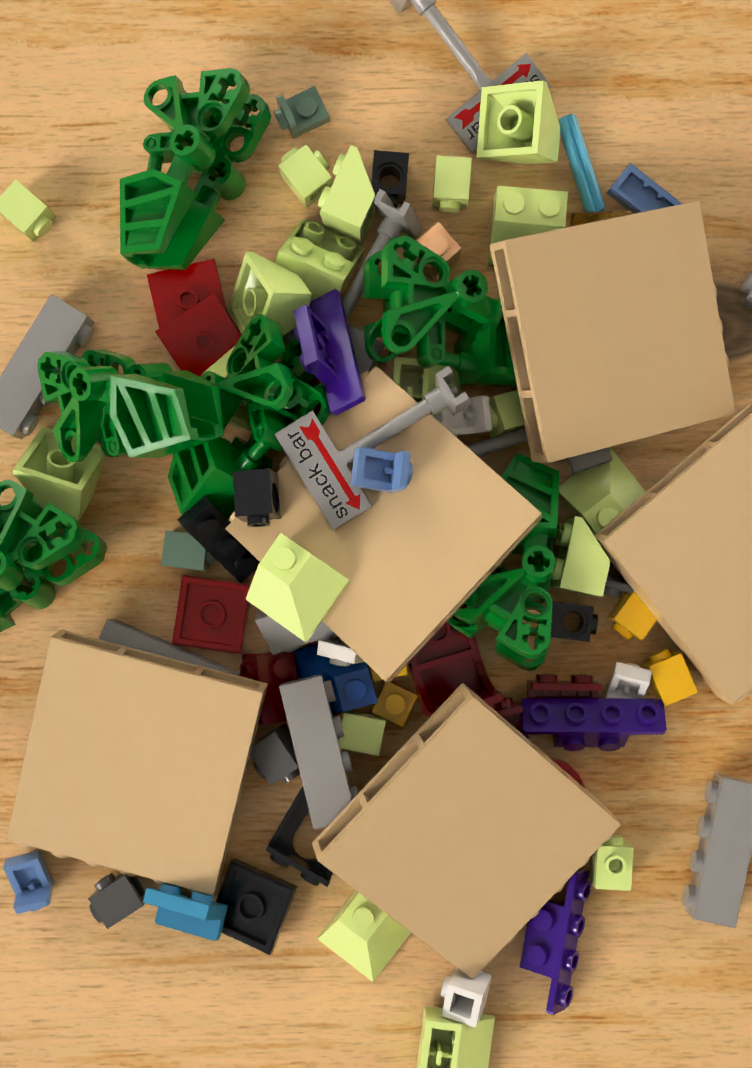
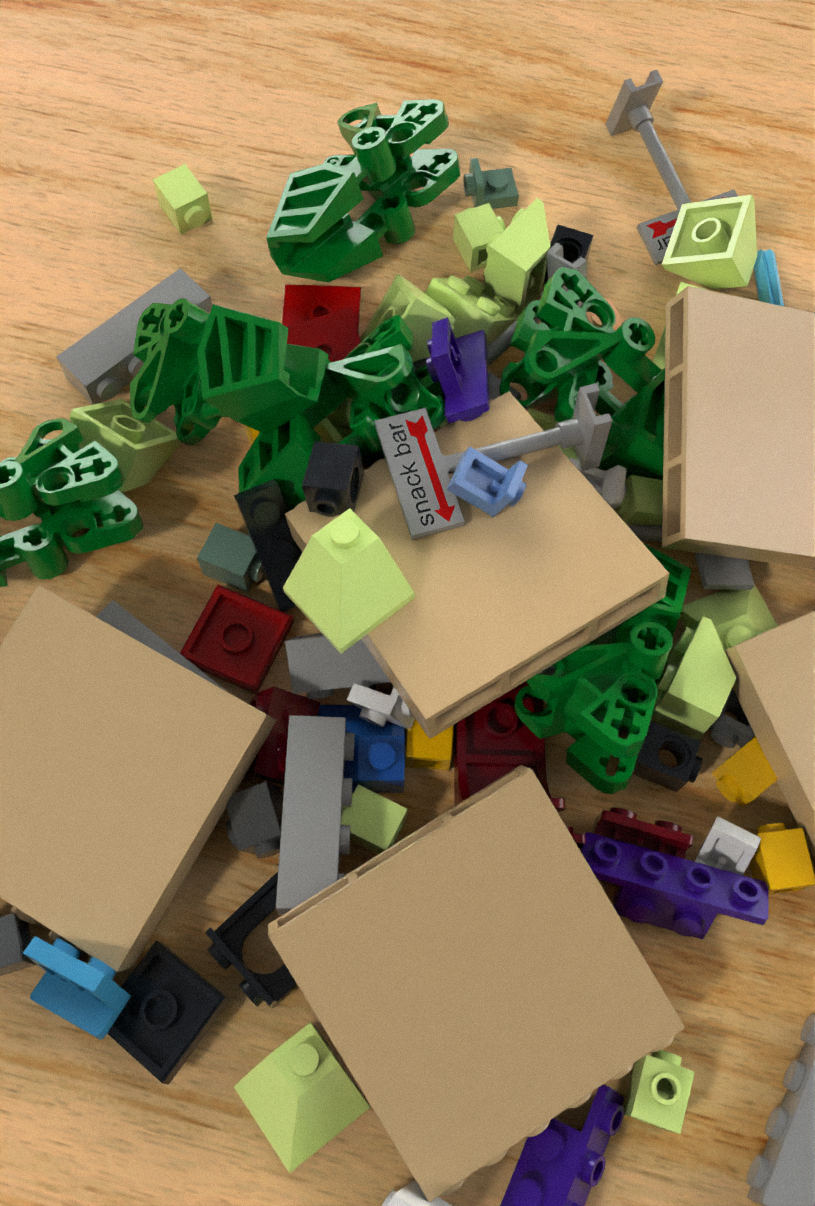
camera: 10 degrees right, 20 degrees down
(394, 703) = (424, 799): yellow plate -> none
(451, 183) = (630, 278): yellowish green brick -> none

